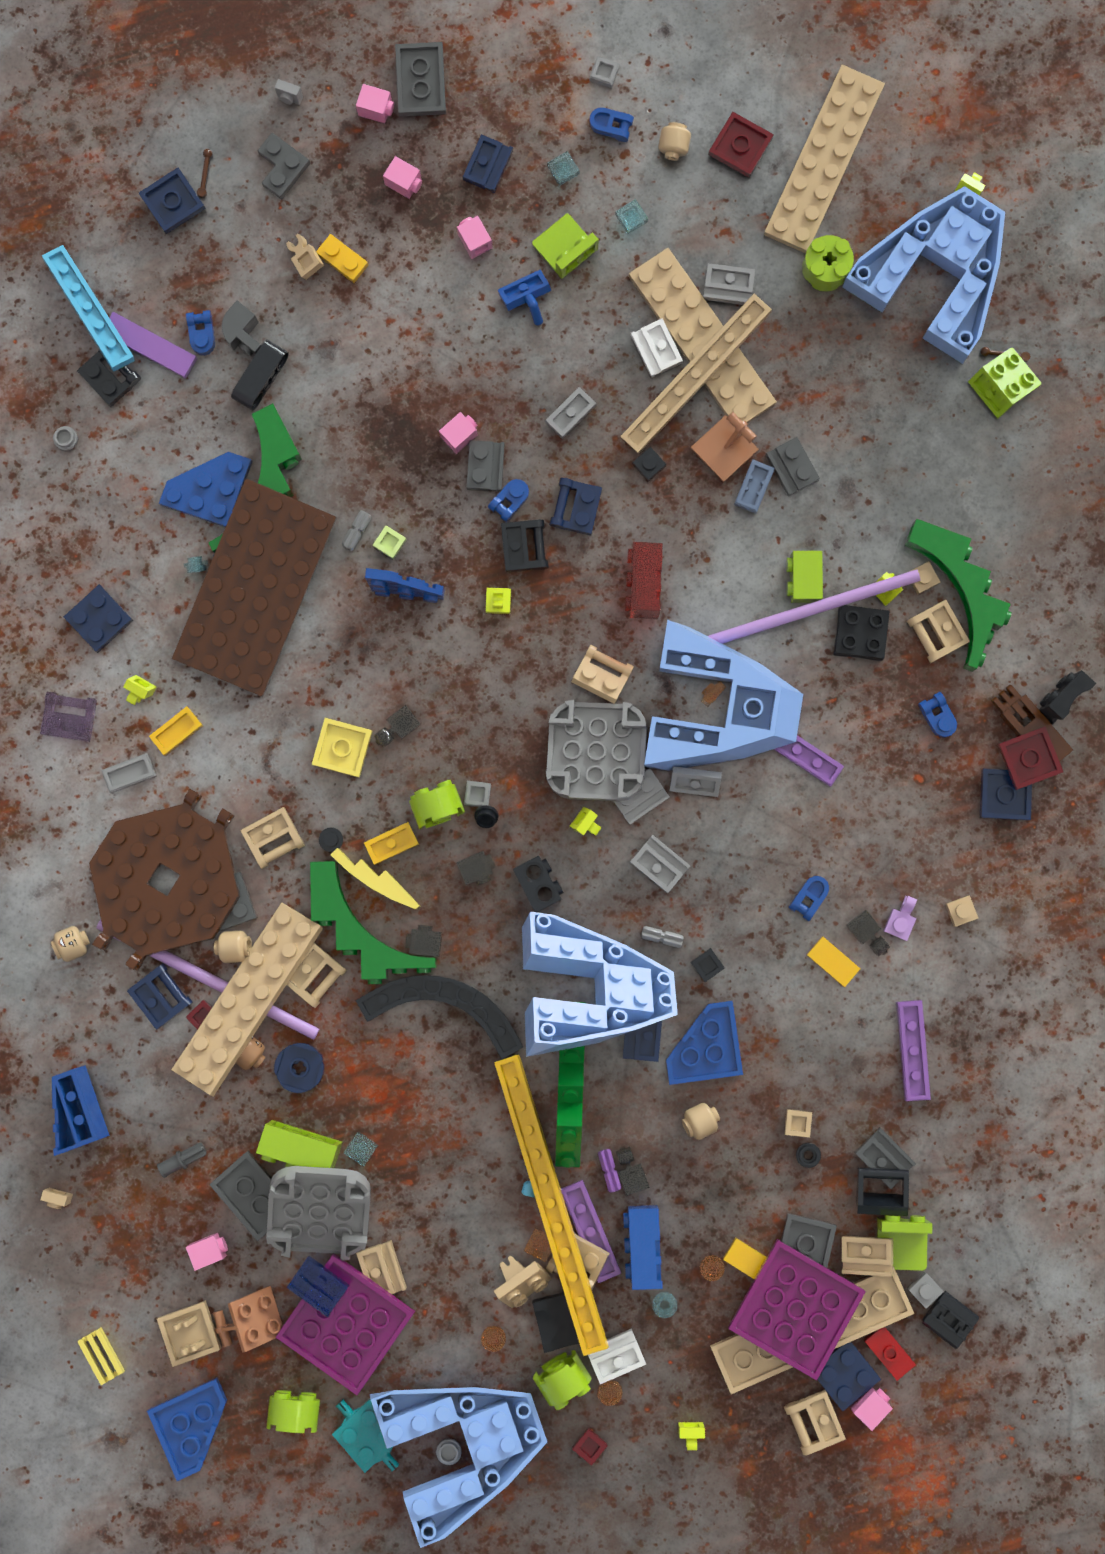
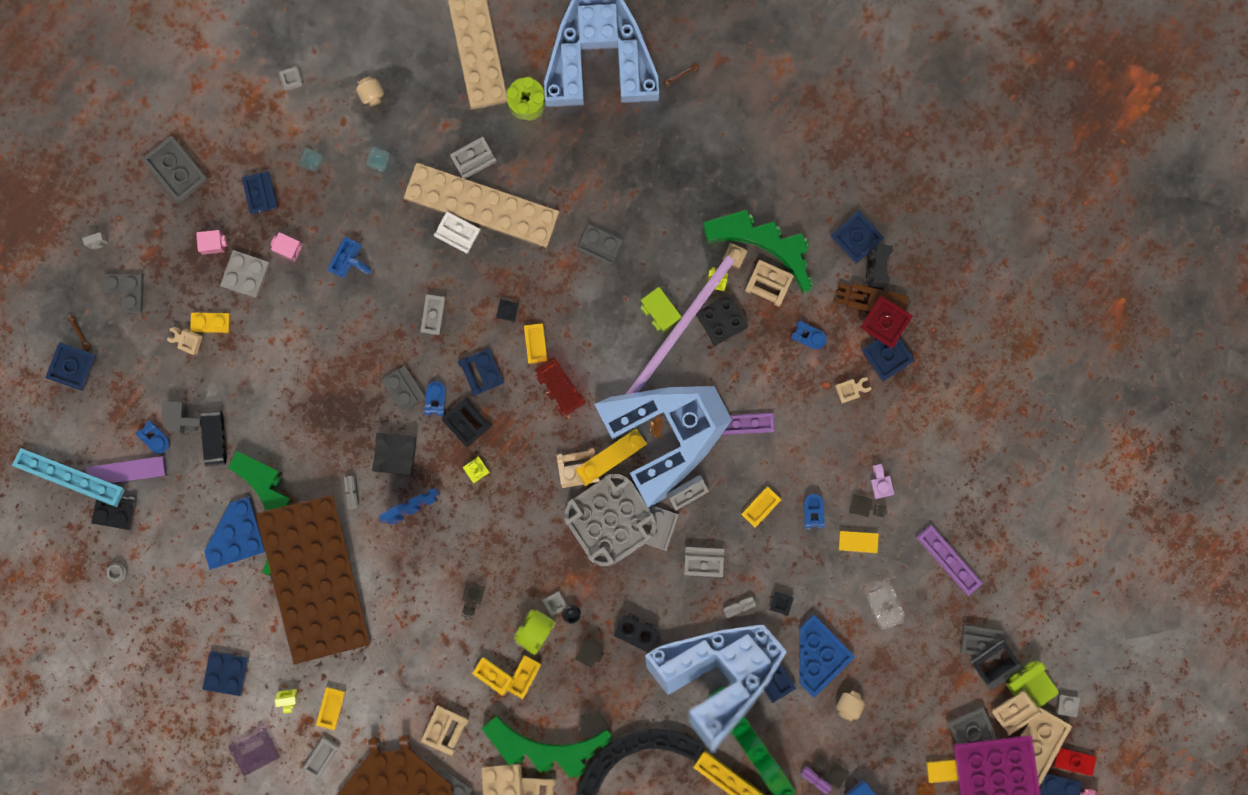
camera: 40 degrees left, 0 degrees up
(195, 564) = (263, 591): clear light blue plate -> none
(330, 839) = (483, 703): black plate -> none
(342, 747) = (446, 639): light yellow plate -> none
(361, 819) = (493, 676): none -> yellow plate
(374, 103) = (157, 207): bright pink brick -> none
(384, 884) = (539, 706): light yellow slope -> none
(389, 542) = (378, 484): yellowish green plate -> none
(412, 235) = (245, 274): none -> light grey plate
(428, 523) = (394, 454): none -> black brick
(459, 432) = (370, 380): bright pink brick -> none
(565, 245) = (349, 209): lime bracket -> none
(585, 822) = (637, 571): neon yellow tile -> none
(602, 123) = (313, 112): blue plate -> none
(643, 687) = (610, 457): none -> yellow plate
(653, 517) = (535, 343): none -> yellow tile
(696, 373) = (495, 231): tan plate -> none
(726, 446) = (548, 264): nougat plate -> none
(740, 144) = (414, 62): dark red plate -> none
(754, 486) = (585, 276): sand blue plate -> none
(759, 852) = (761, 507): none -> yellow tile
(798, 1123) = (911, 660): tan plate -> none
(801, 1058) = (876, 601): none -> clear brick
(816, 1155) = (939, 676): black plate -> none
(939, 801) = (849, 390): none -> tan plate
(950, 1319) = (1097, 712): black piece -> none
(961, 911) = (914, 449): tan plate -> none
(1004, 382) = (694, 93): lime bracket -> none
(1064, 650) = (857, 237): none -> dark blue plate

